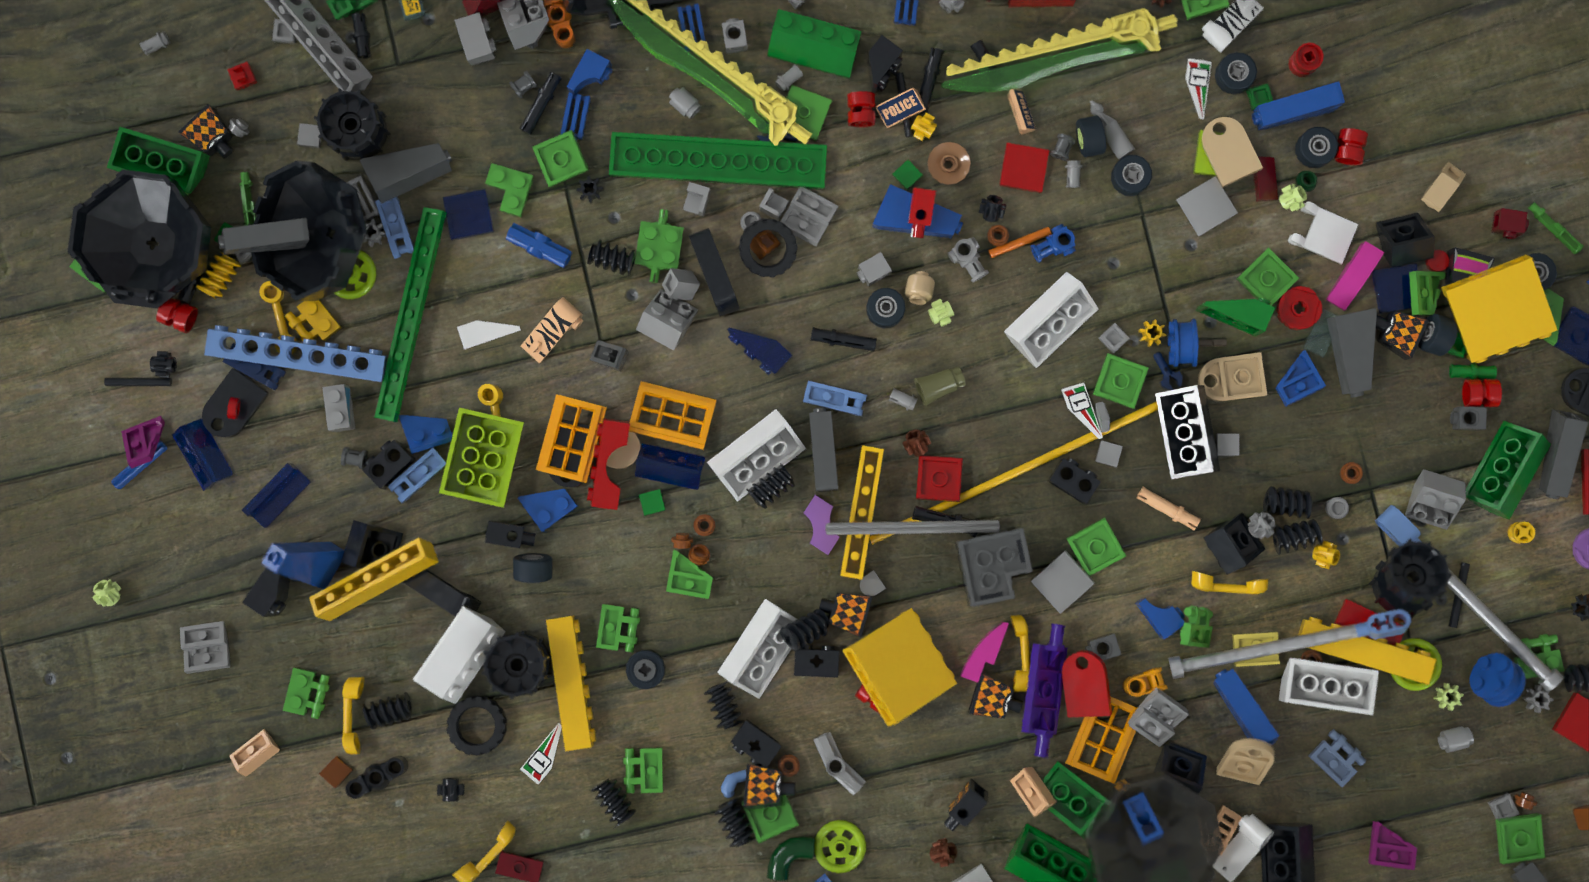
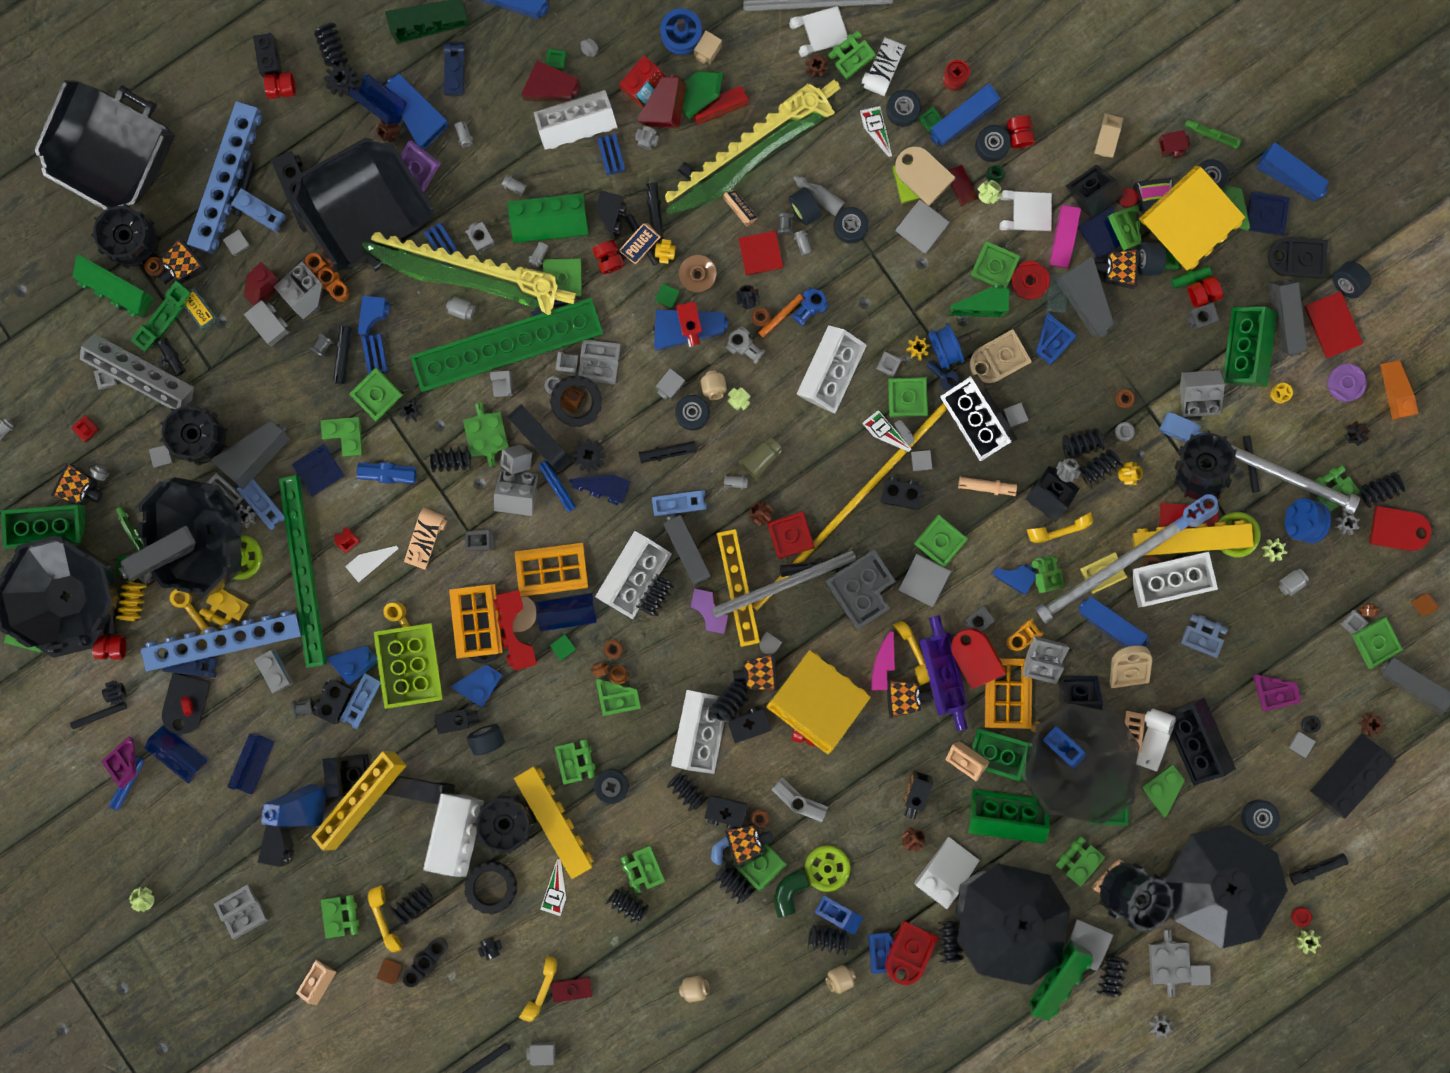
camera: 20 degrees left, 0 degrees up
(468, 299) = (346, 540): none -> red tile
(712, 329) = (557, 486): none -> blue axle
(751, 306) = (581, 453): none -> black gear

